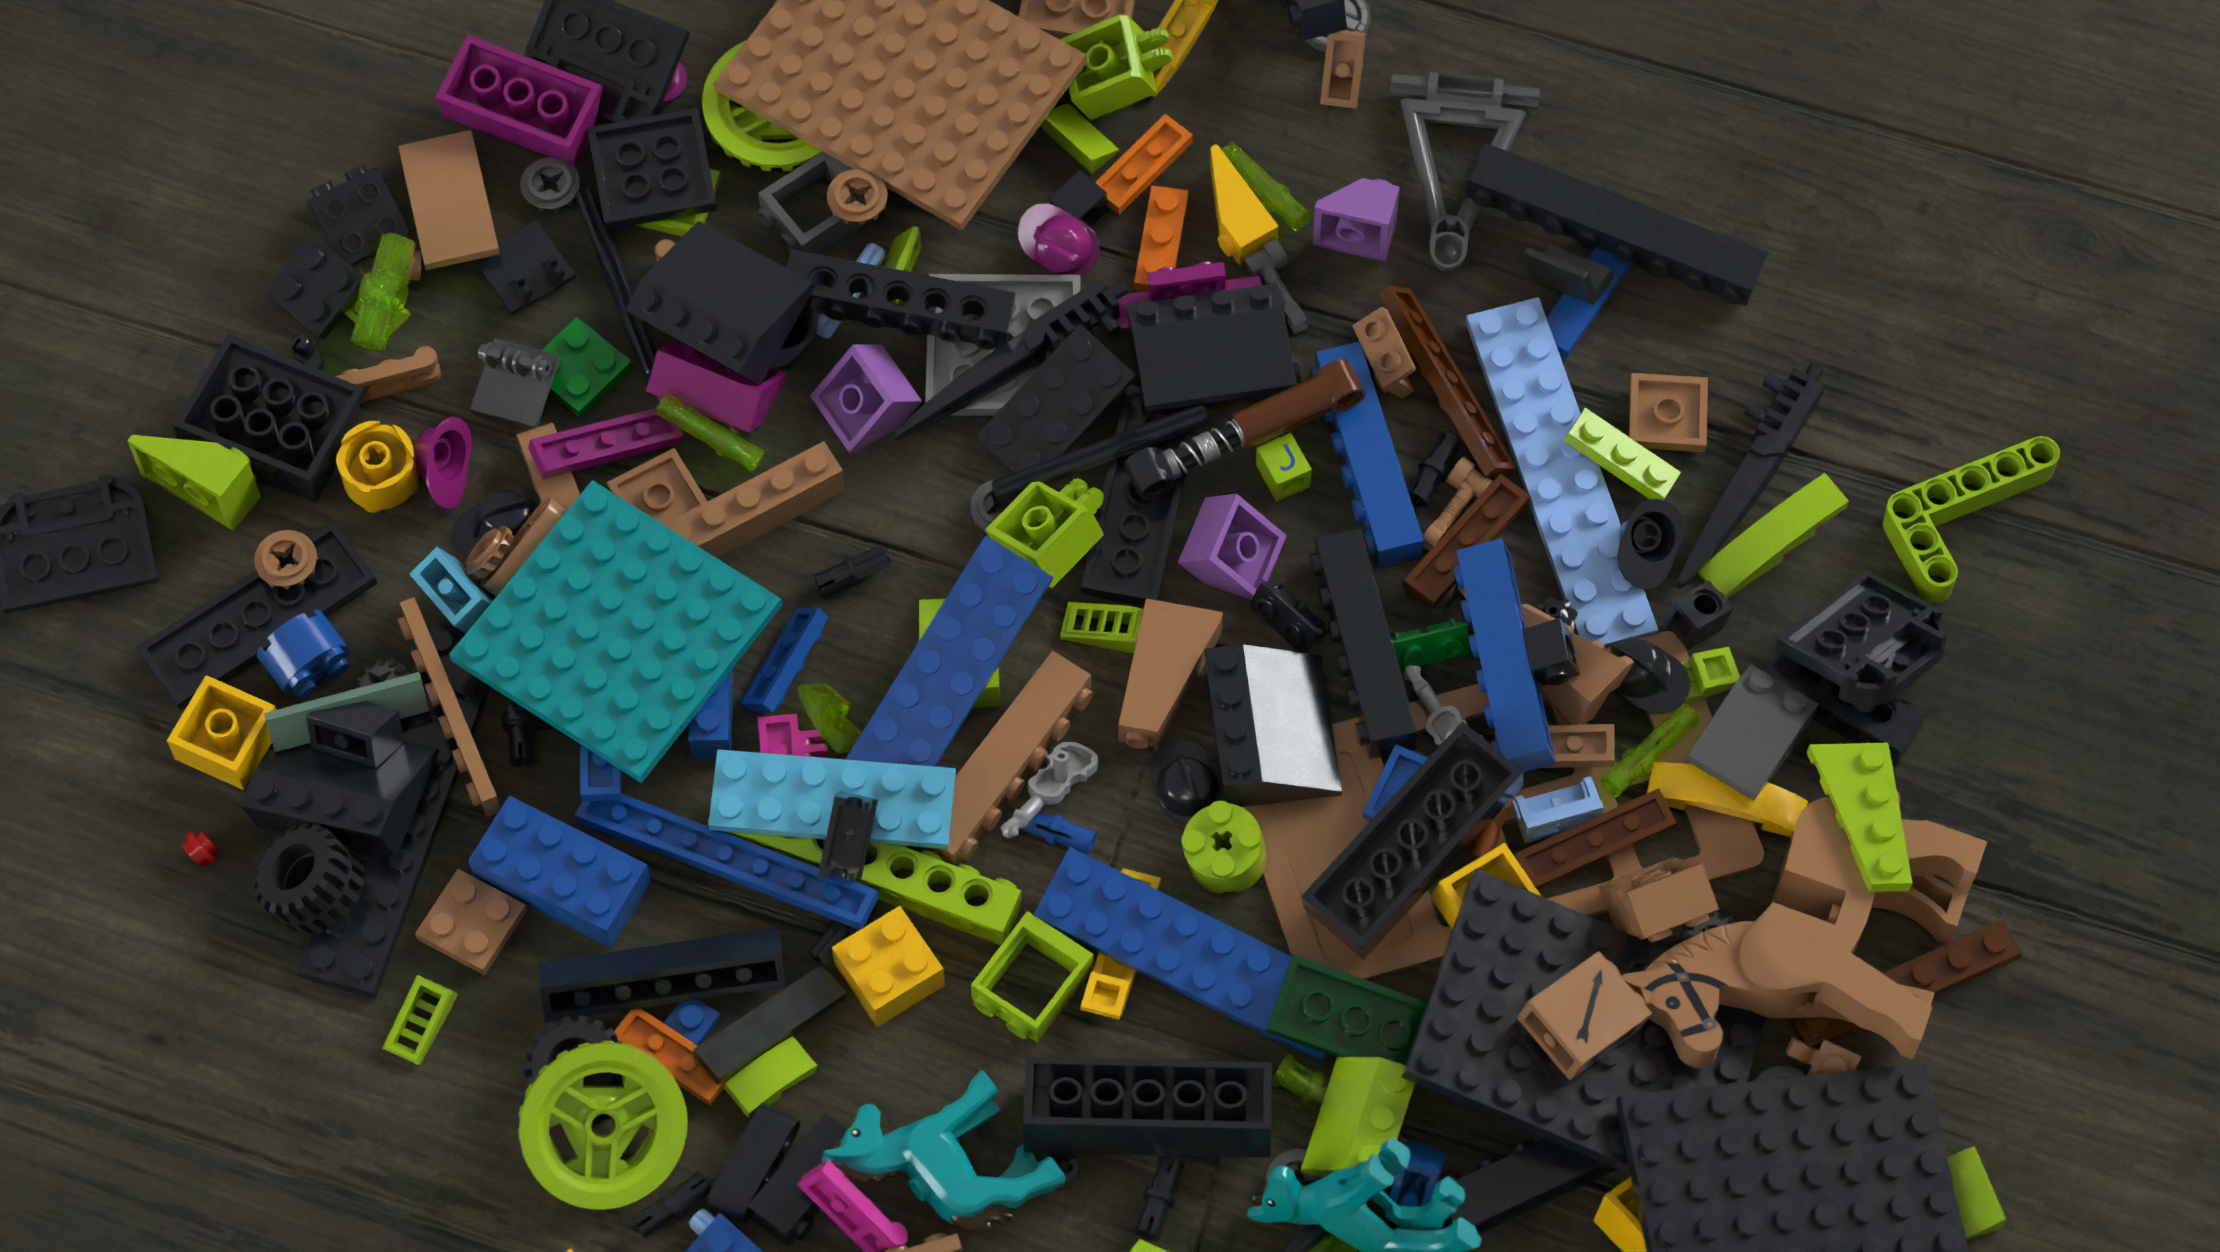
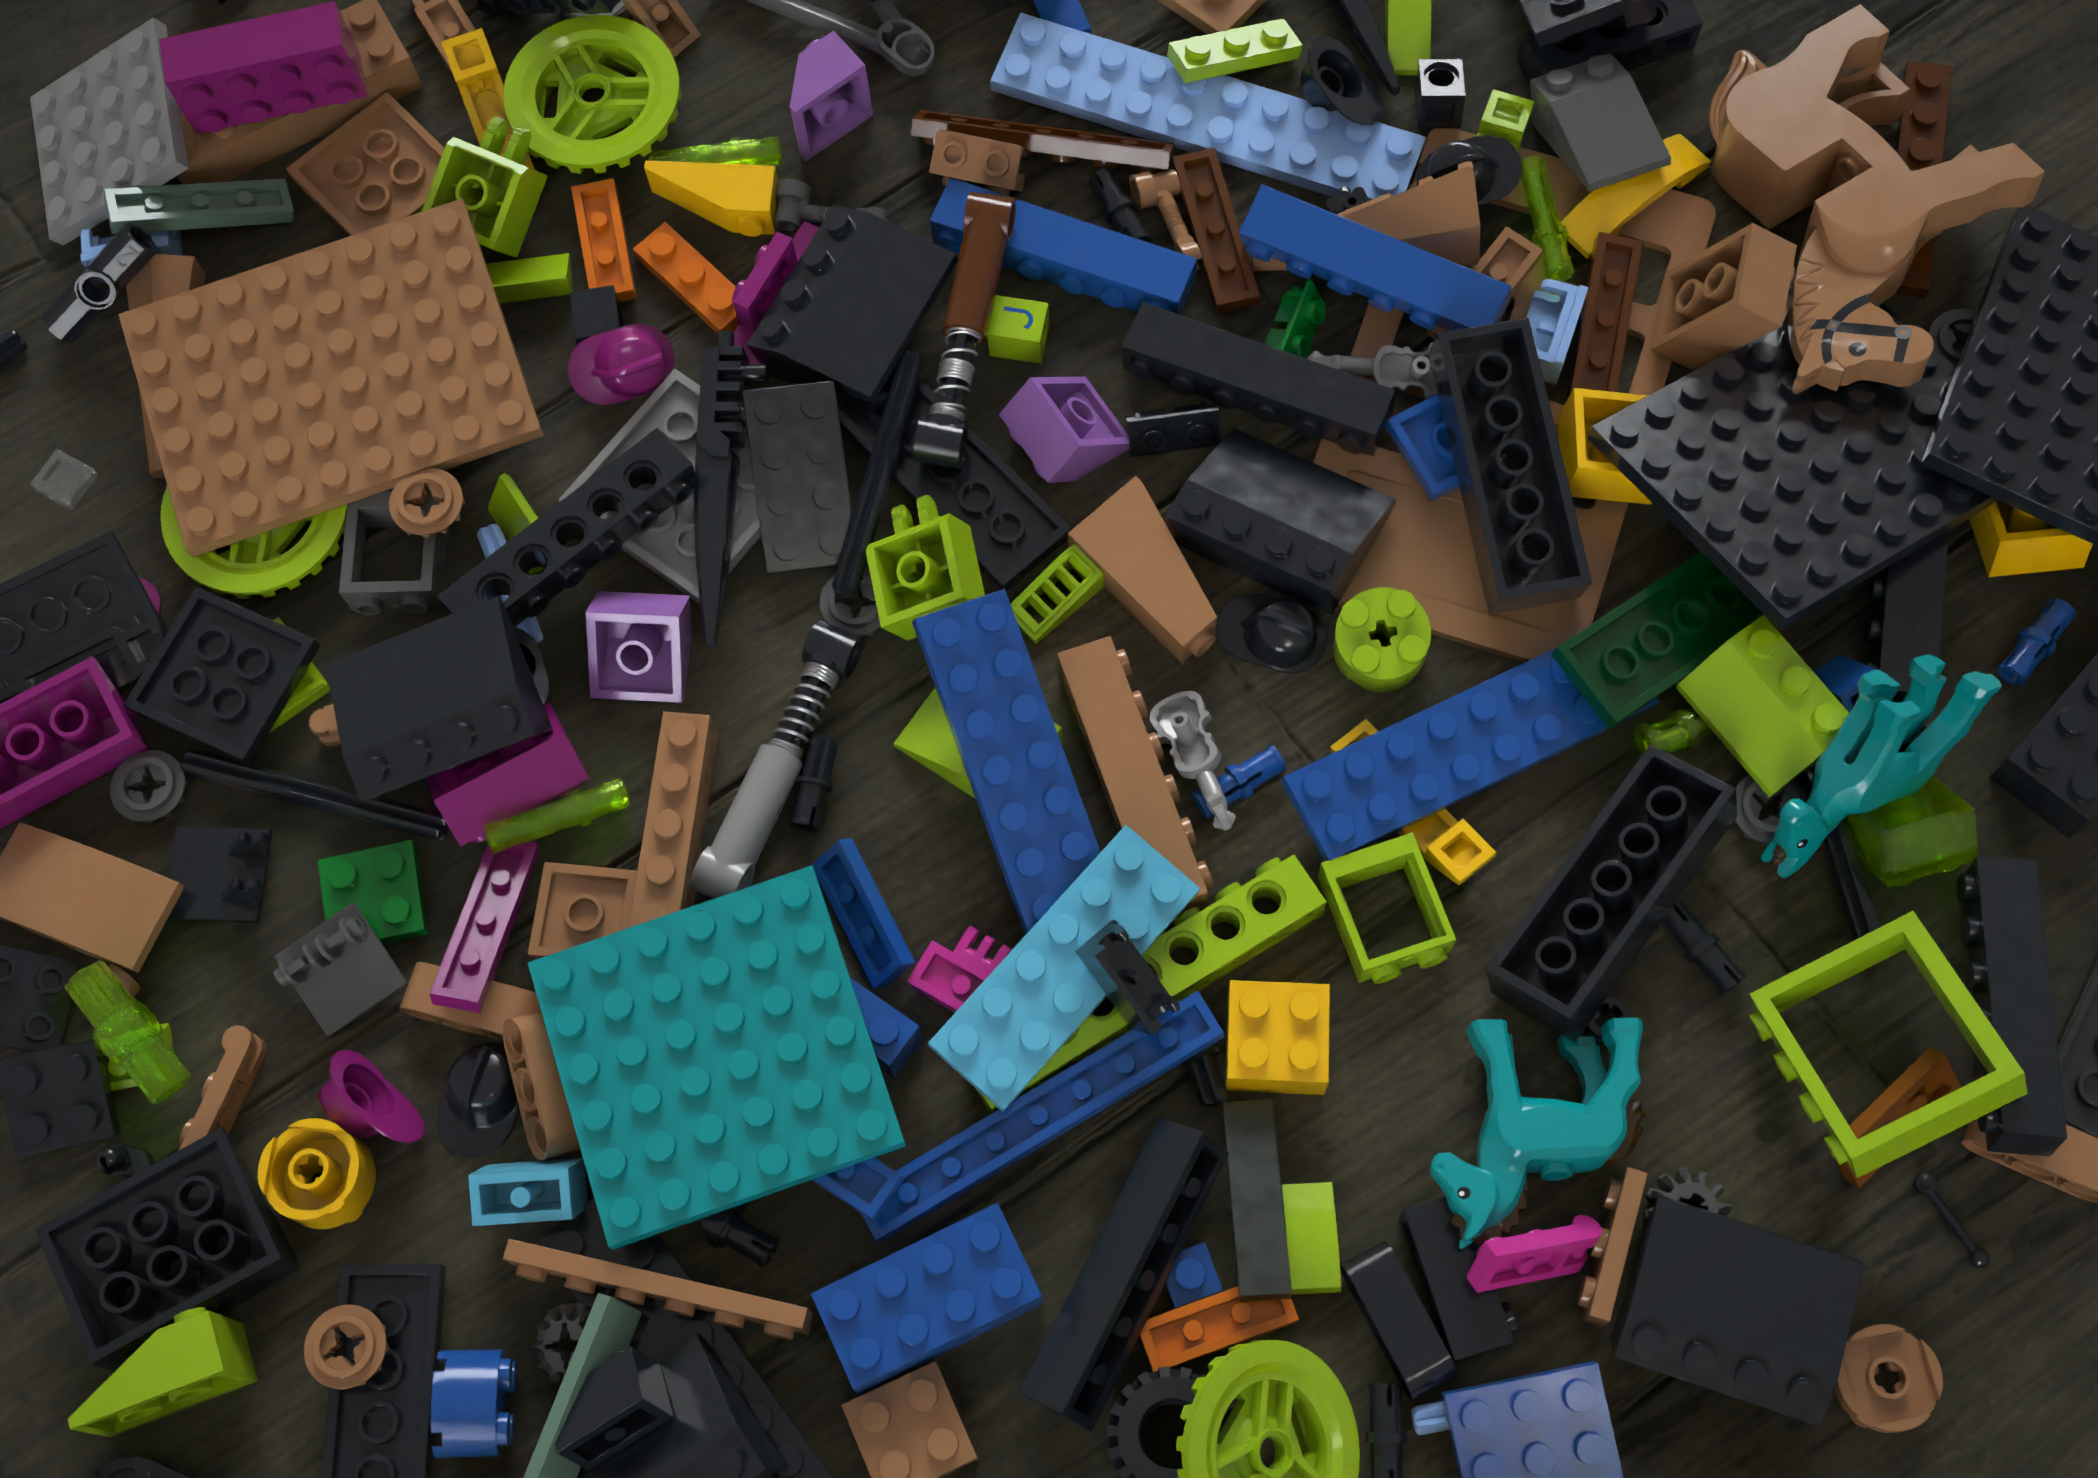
camera: 50 degrees left, 5 degrees up
(488, 552) = (514, 1126): medium nougat gear -> none
(756, 556) = (731, 860): none -> piece
(828, 713) = (949, 910): clear neon green slope -> none
(1260, 43) = (575, 60): none -> lime gear
(1551, 652) = (1409, 219): black brick -> none
(1584, 1015) = (1823, 430): medium nougat brick -> none
(1826, 1059) = (1956, 285): medium nougat plate -> none
(1867, 808) = (1755, 63): lime wing -> none

